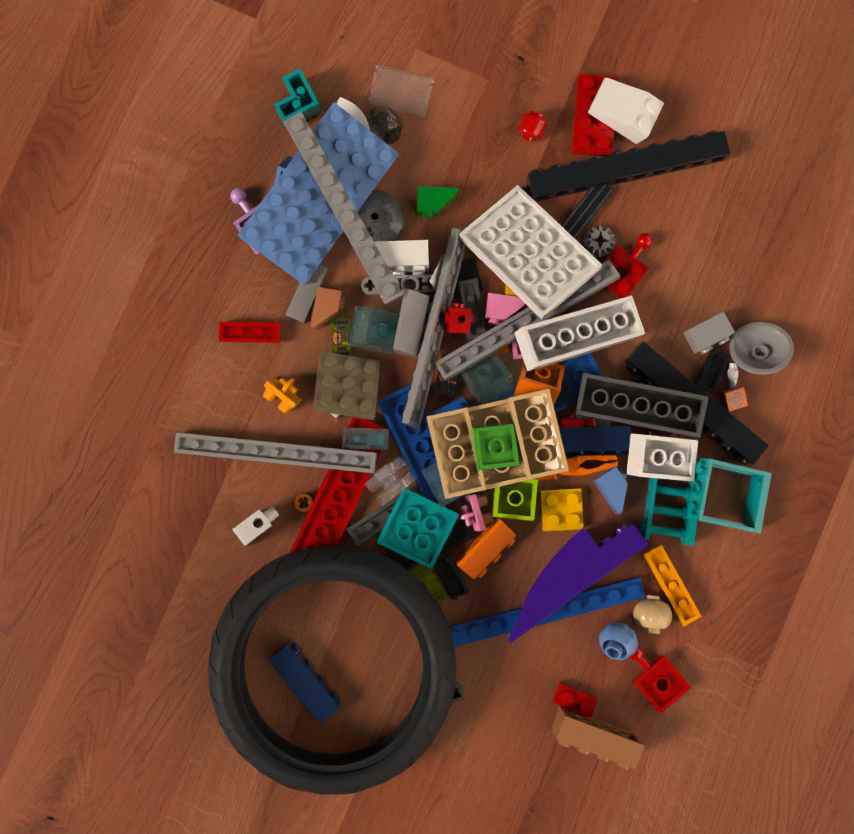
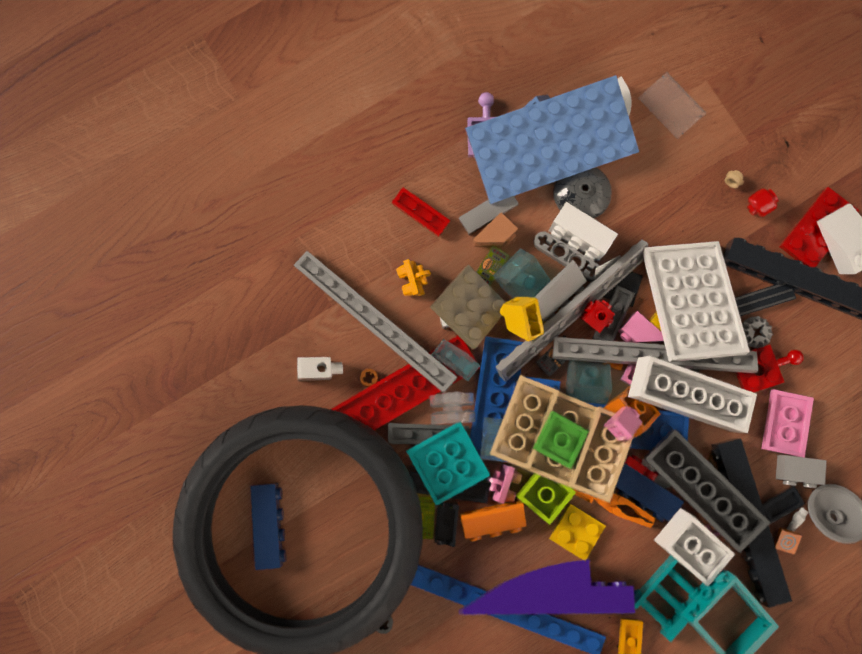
camera: 35 degrees right, 5 degrees down
(300, 99) = (584, 61): teal brick -> none
(343, 208) = (566, 164): light grey plate -> none
(386, 124) = (644, 122): clear smoke plant -> none
(397, 365) = (523, 317): none -> yellow torso
(434, 200) = (642, 208): green slope -> none
(496, 121) = (734, 179): none -> tan plate
(537, 398) = (623, 423): none -> bright pink slope
(613, 487) = (633, 544): medium blue slope -> none
(673, 301) = (787, 423): none -> bright pink plate

